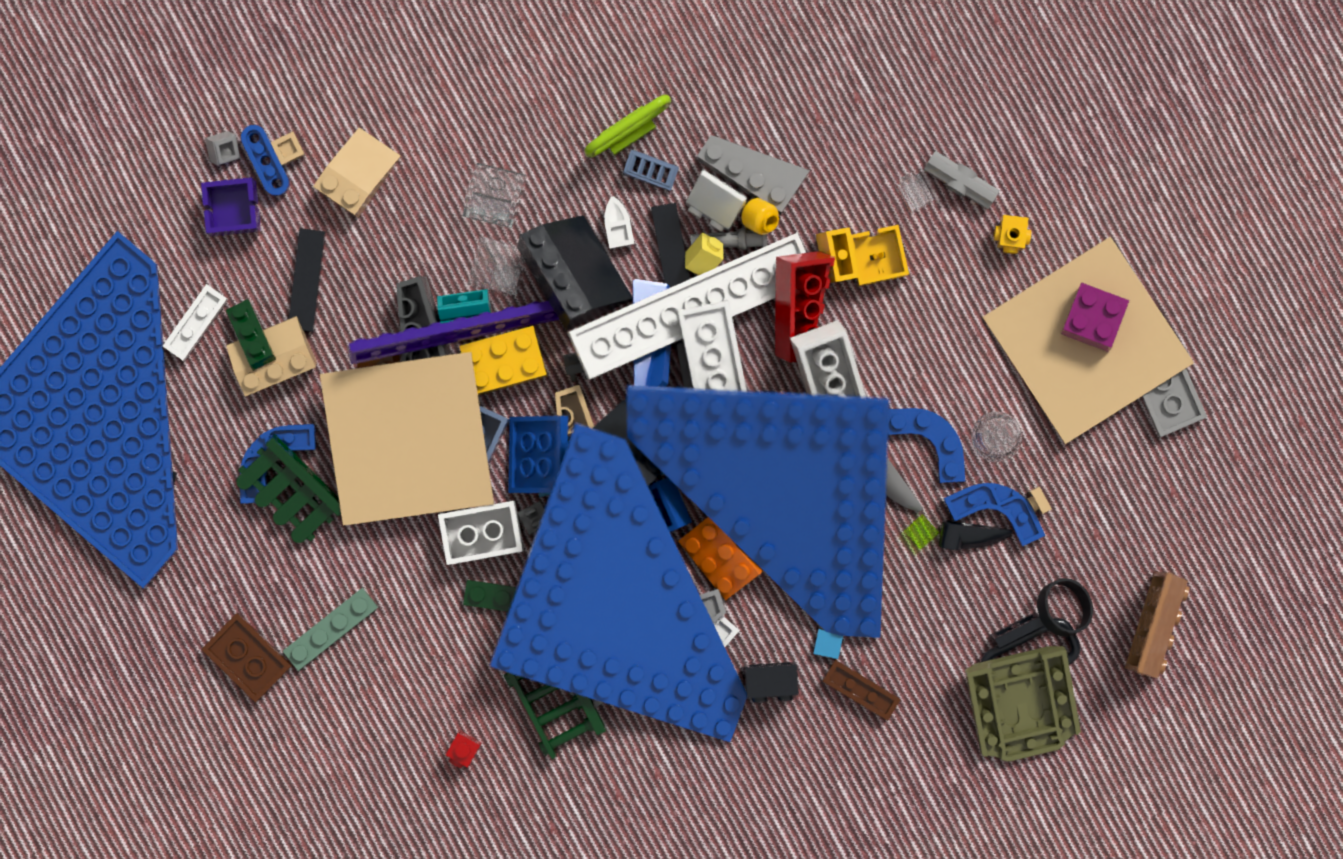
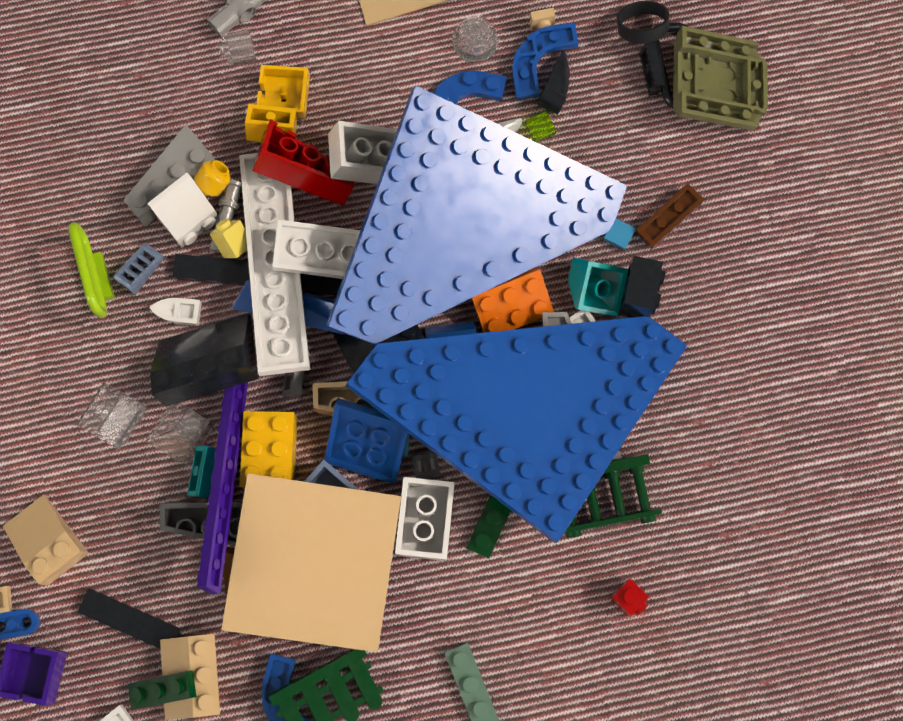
camera: 75 degrees left, 10 degrees down
(763, 635) = (596, 286): none -> teal slope

